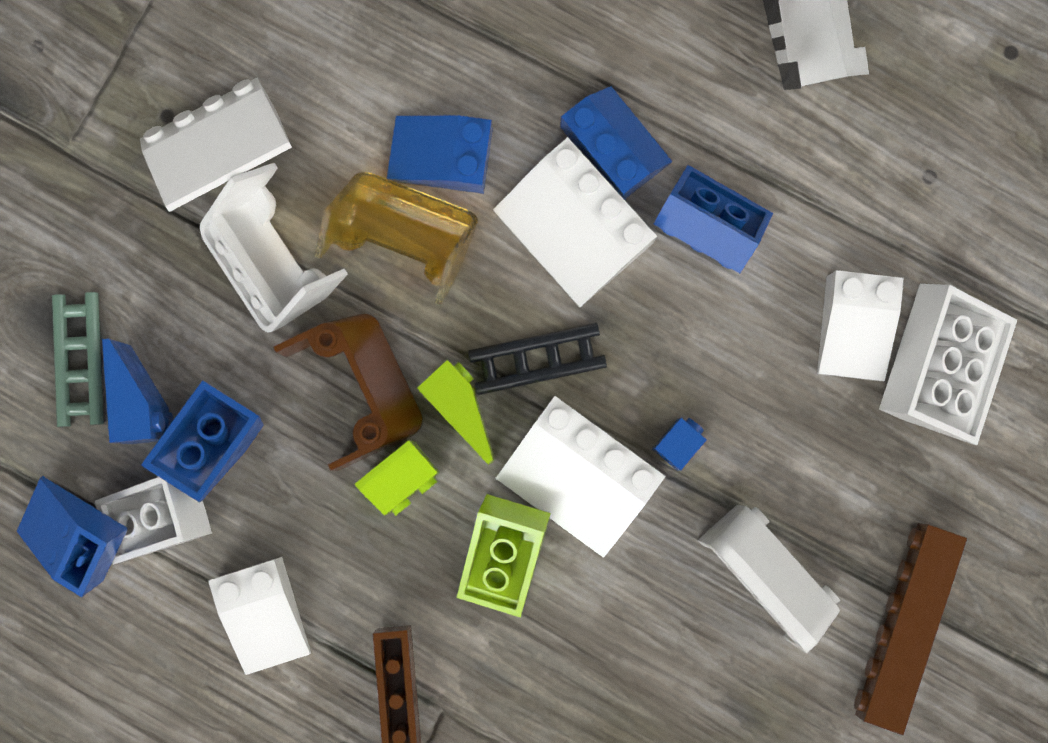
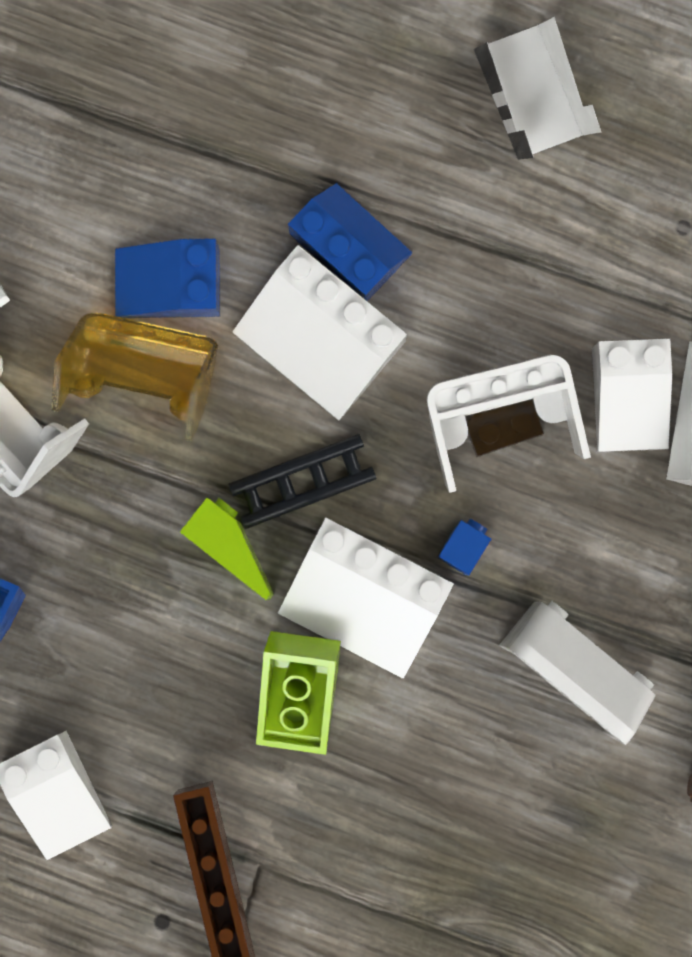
camera: 10 degrees left, 0 degrees up
(392, 404) = (138, 524): reddish brown windscreen -> none
(398, 478) = (176, 629): lime slope -> none
(713, 219) = (464, 306): blue slope -> none
(735, 330) = (503, 427): none -> dark brown wing
(777, 297) = (541, 379): none -> white windscreen

